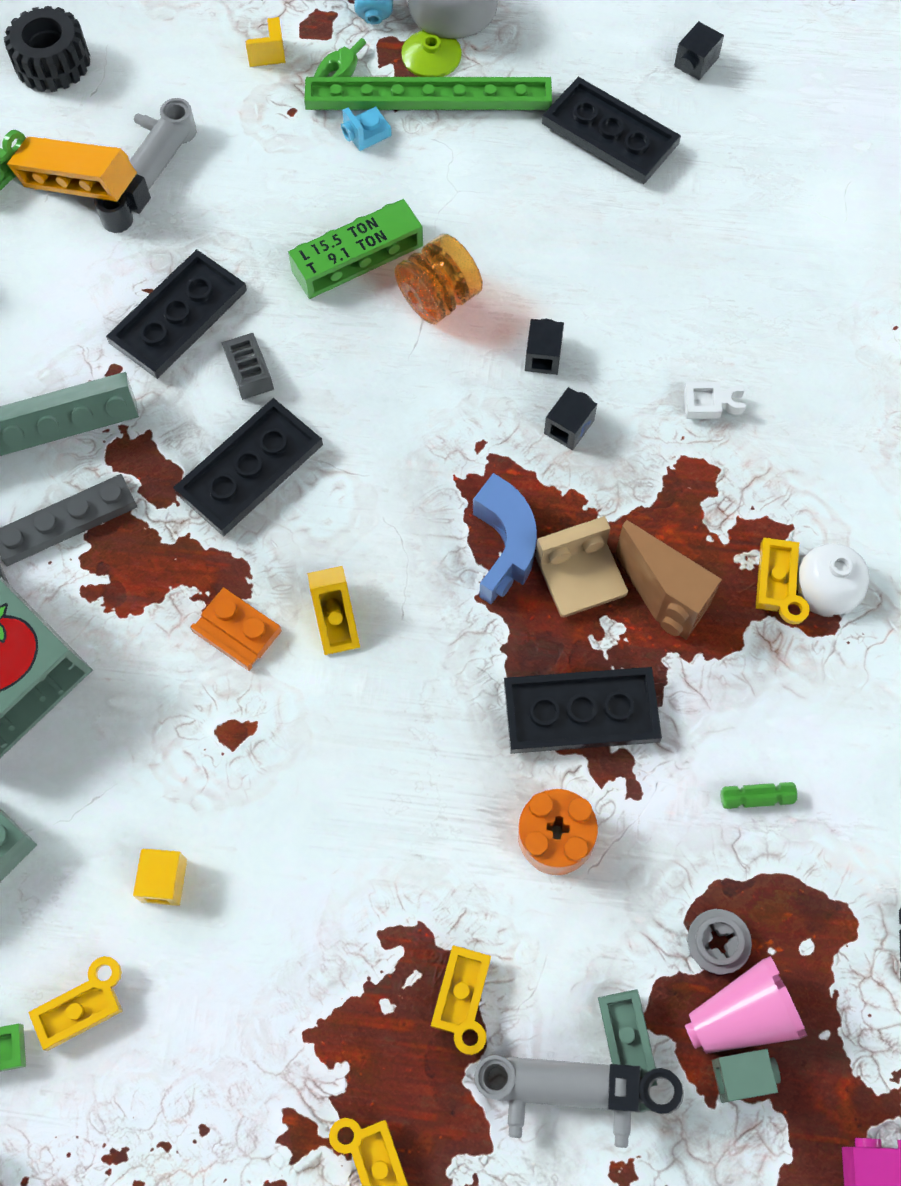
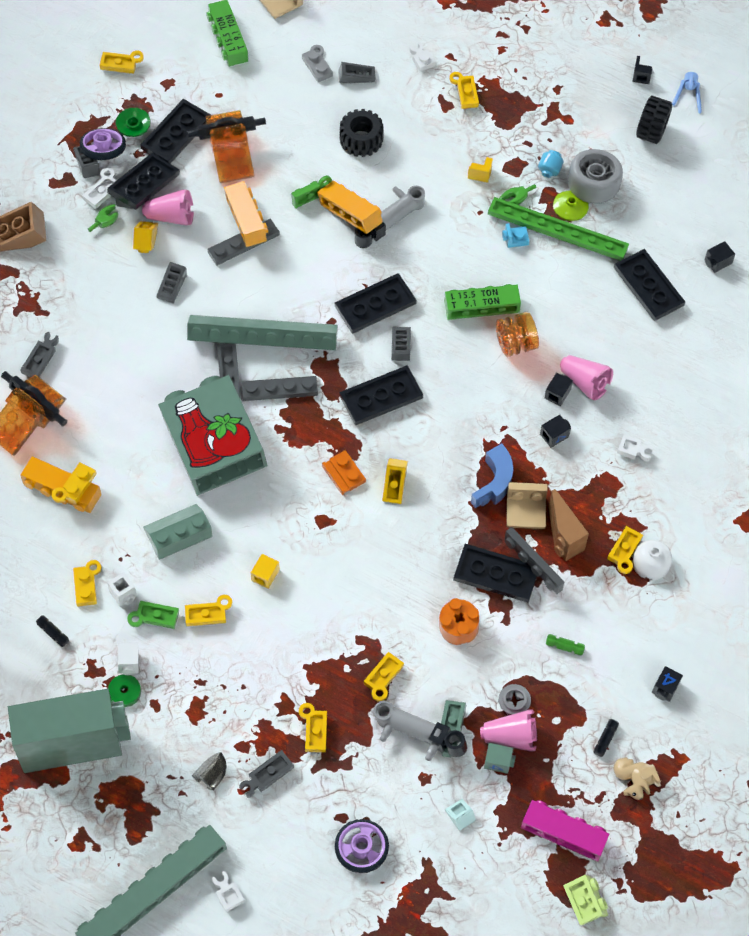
camera: 20 degrees right, 5 degrees down
(582, 304) = (587, 375): none -> bright pink cone
(653, 669) = (531, 557): none -> dark grey plate

